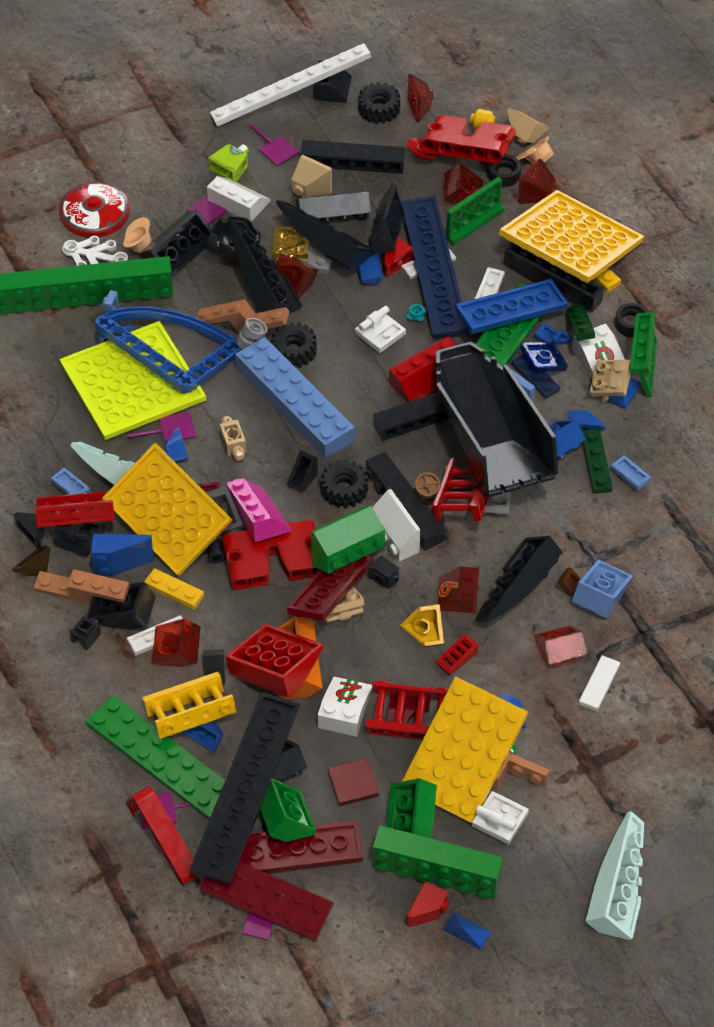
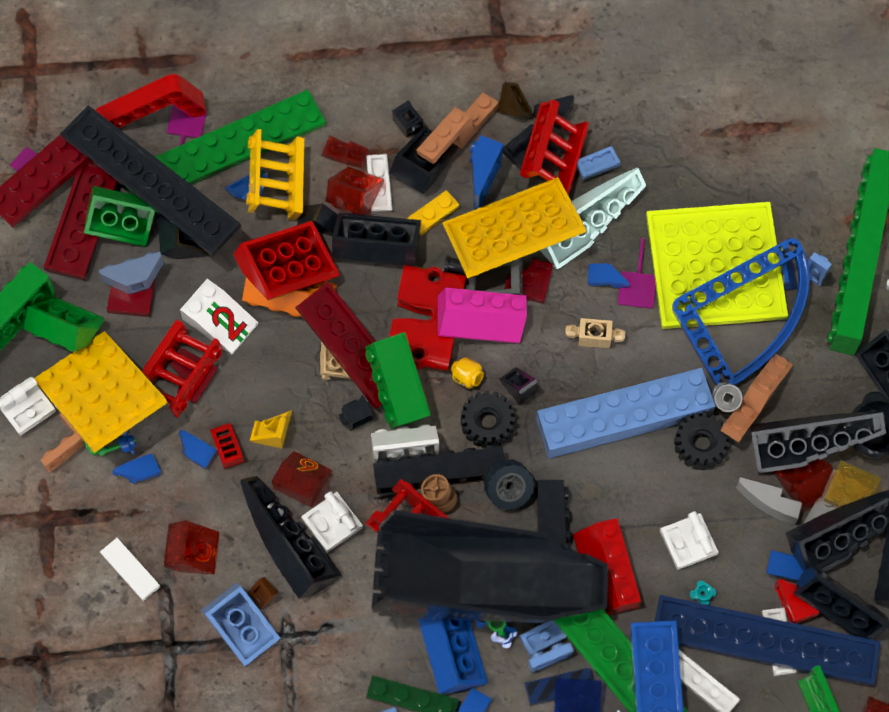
camera: 110 degrees right, 15 degrees up
(137, 671) = (345, 153): none -> clear red slope
(216, 610) = (376, 239): none -> black slope
(310, 508) = (467, 373): none -> yellow head
(322, 291) = (769, 500): none -> light grey slope
(336, 776) = (133, 274): none -> sand blue slope
(395, 446) = (517, 491): none -> black wheel
(474, 672) = (196, 449): none -> blue slope
(486, 556) = (332, 521): none -> white plate

